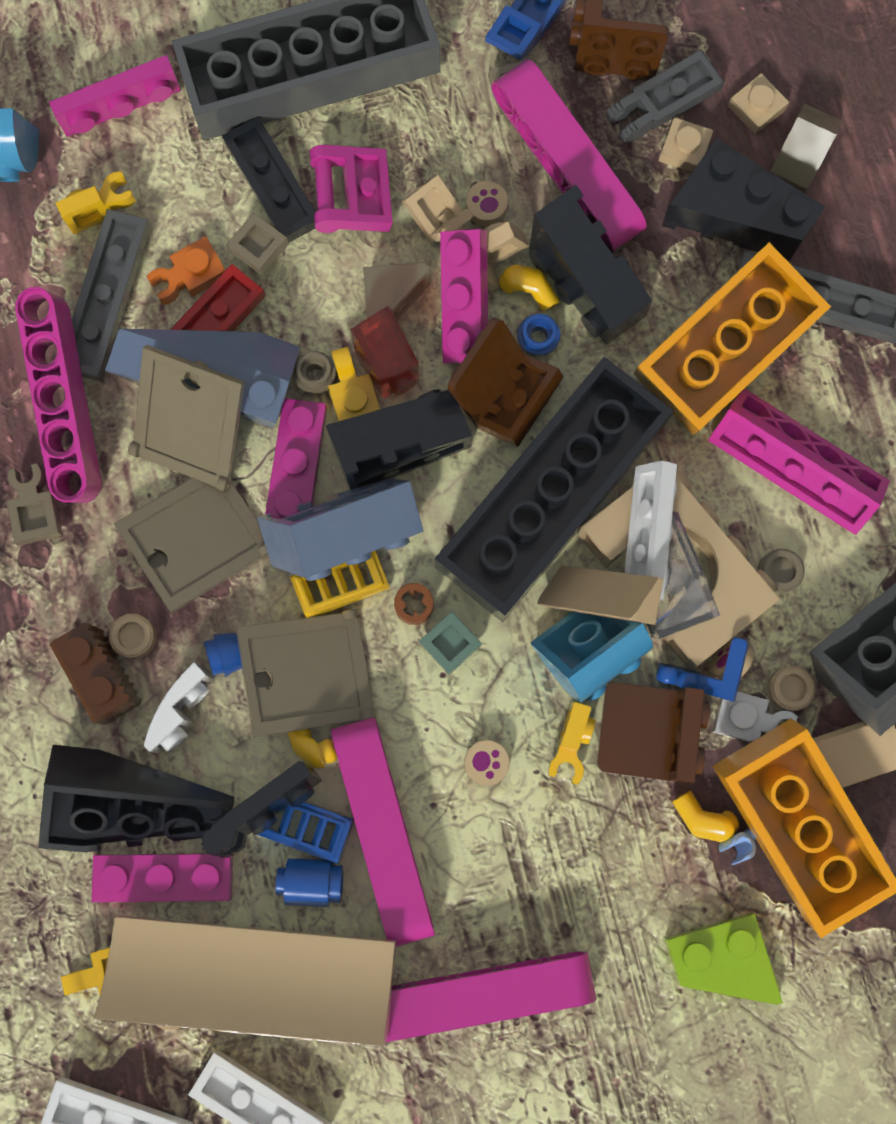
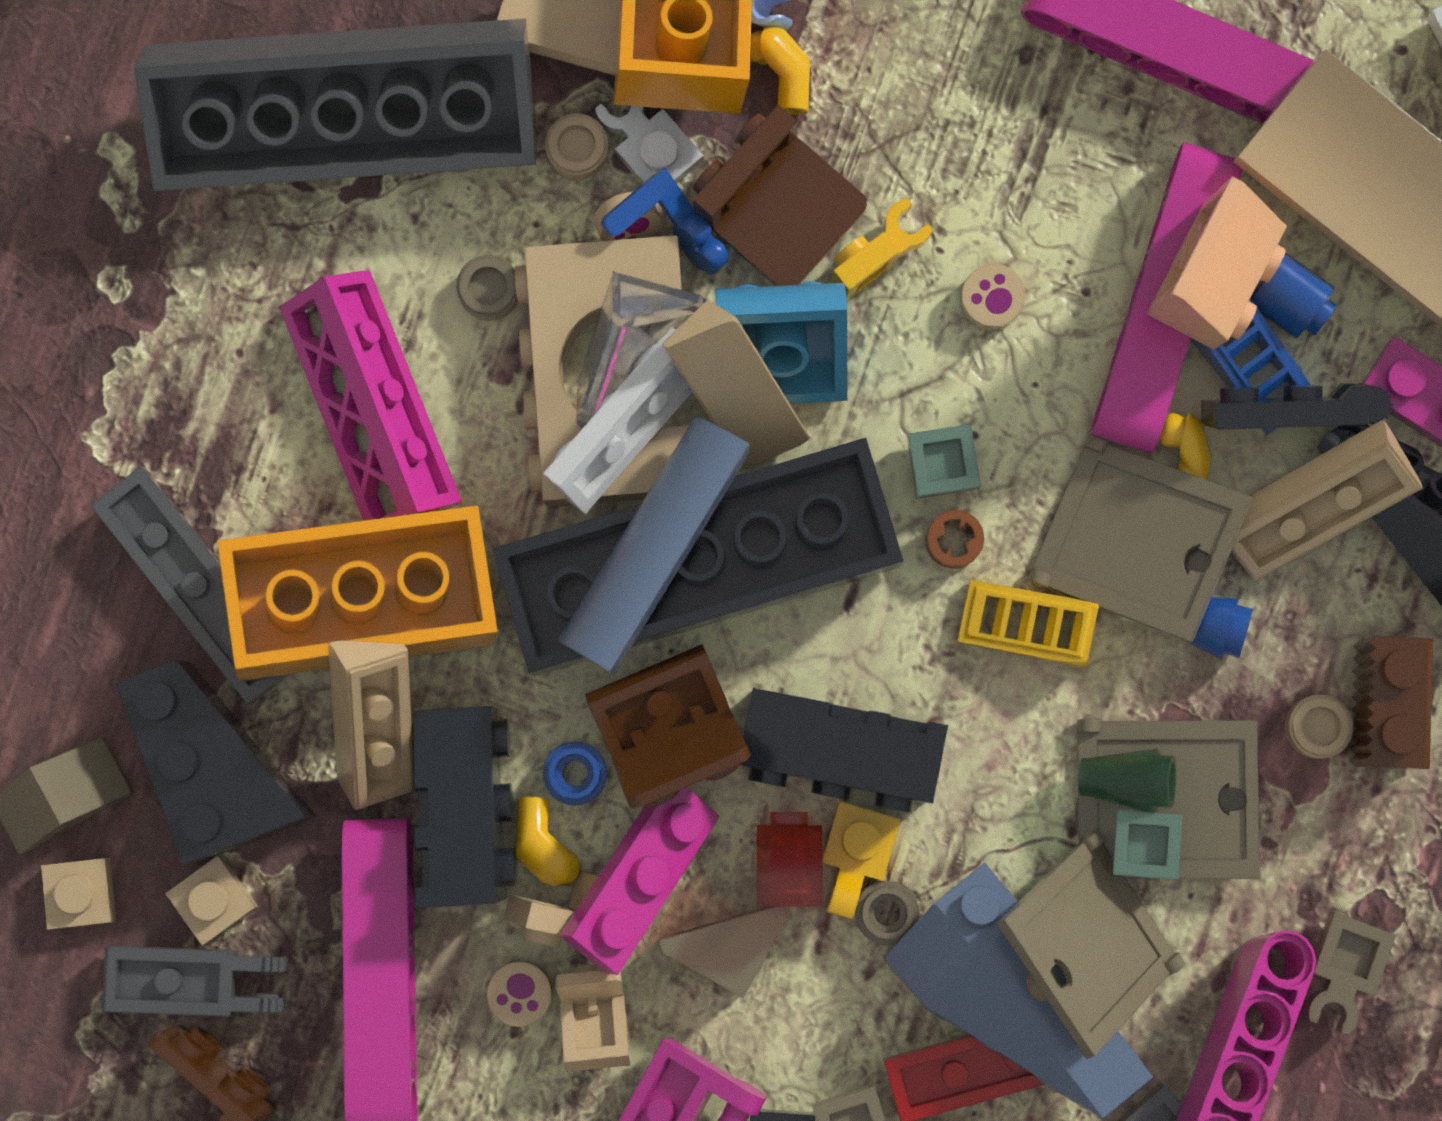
camera: 140 degrees left, 5 degrees up
(169, 721) = (1342, 584): white slope -> none
(189, 498) = (1147, 844): none -> sand green plate
(209, 767) = (1324, 500): none -> tan slope
(222, 529) = (1130, 779): none -> clear green cone
(296, 456) = (987, 807): dark pink plate -> none
(342, 529) = (987, 675): sand blue wedge -> none
(360, 861) = (1220, 266): none -> light nougat slope
(583, 466) = (655, 544): none -> sand blue brick
(673, 278) = (371, 720): none -> tan slope

